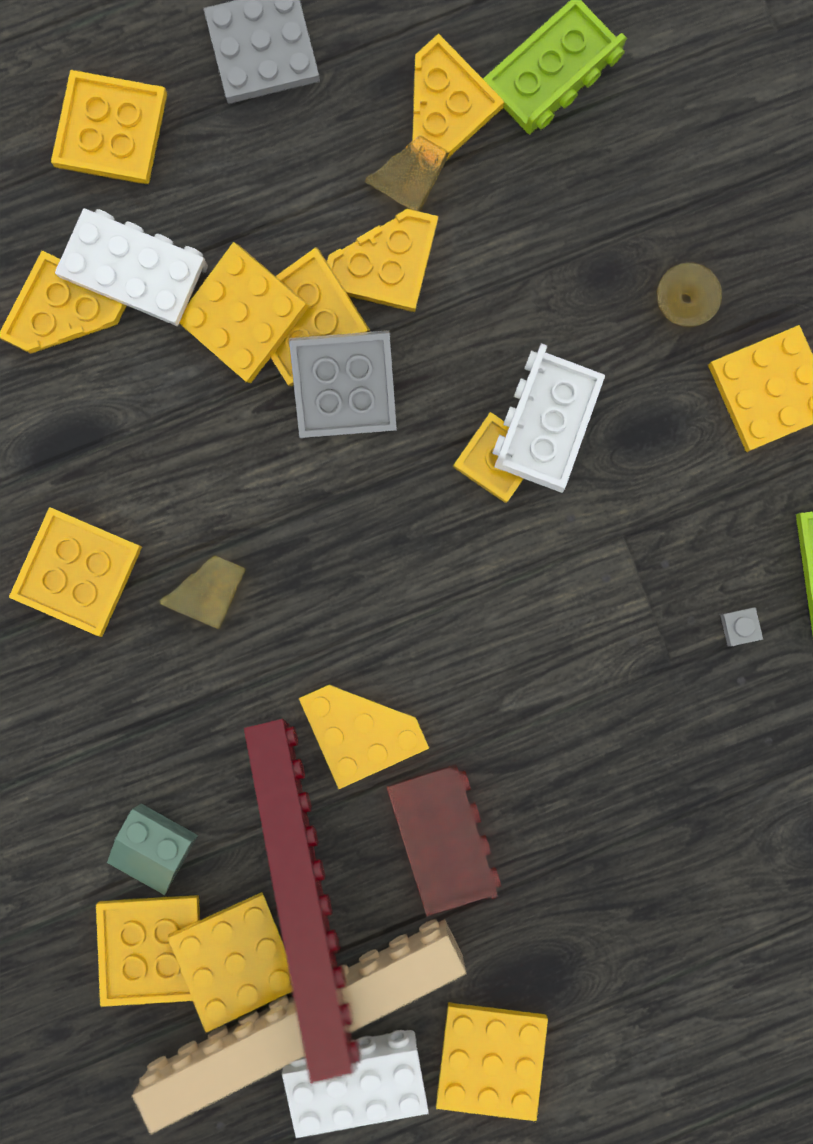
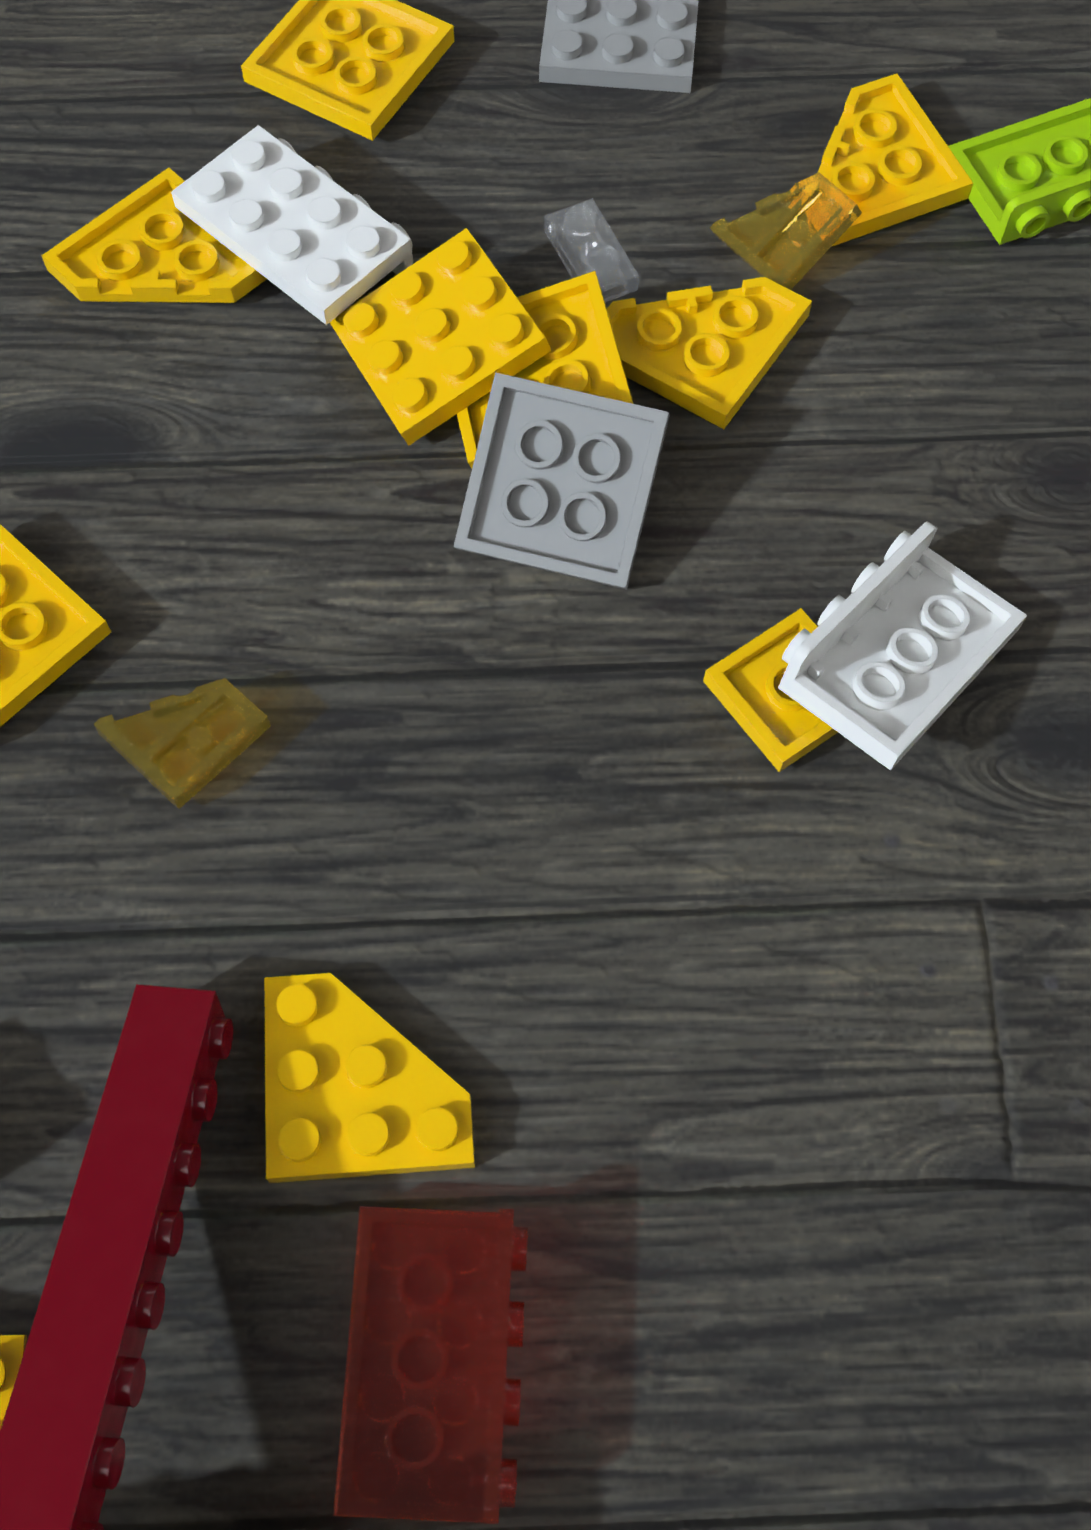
camera: 25 degrees right, 20 degrees down
(302, 219) = (589, 245): none -> clear plate

